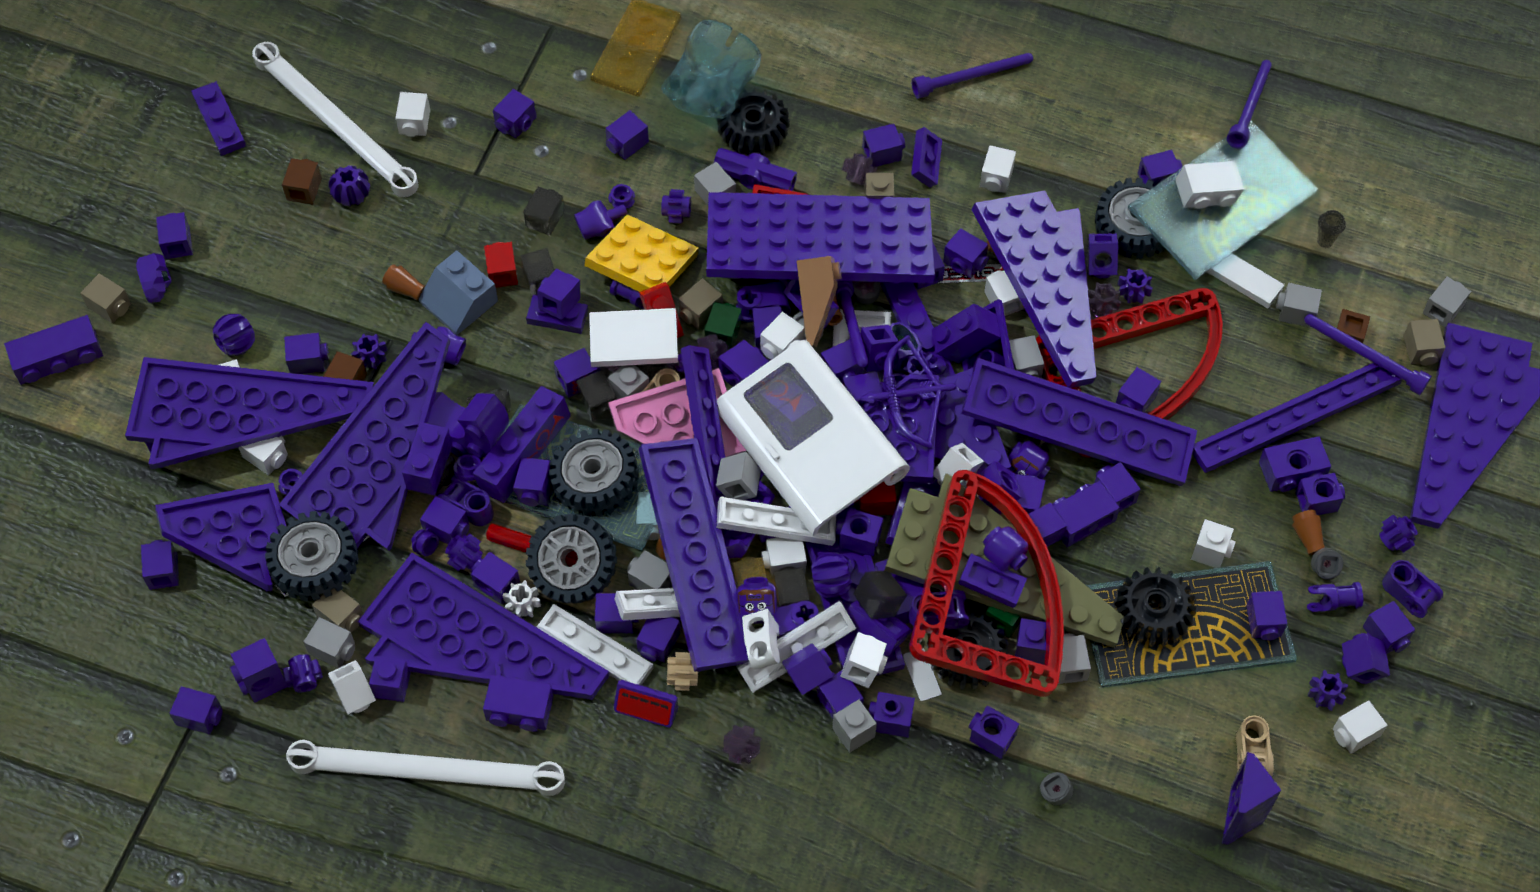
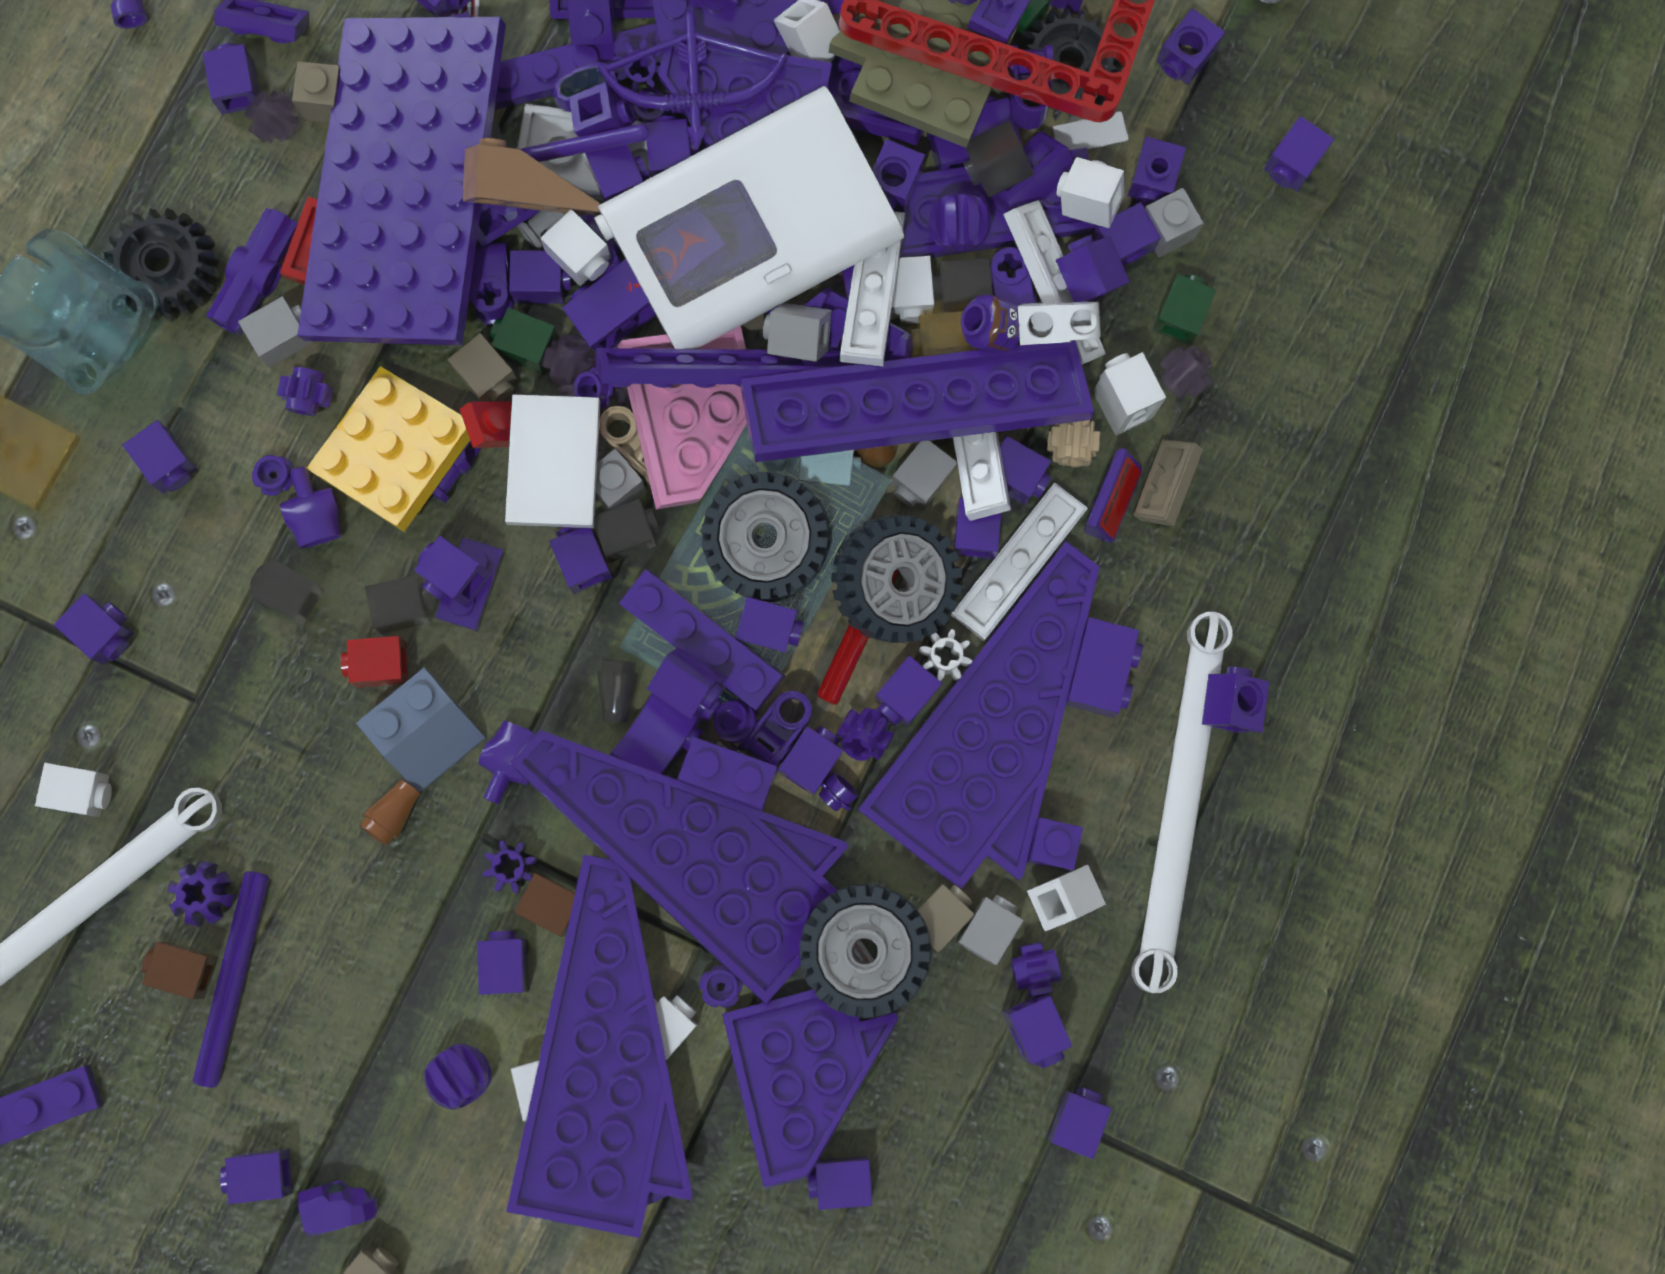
camera: 90 degrees left, 20 degrees up
(298, 210) = (231, 979): none -> dark purple axle
(484, 799) = (1235, 701): none -> dark purple brick
(658, 739) = (1168, 482): none -> dark tan plate
(718, 698) = (1128, 392): none -> white brick
(790, 741) = (1184, 309): none -> dark green brick
(919, 814) = (1298, 154): none -> dark purple brick

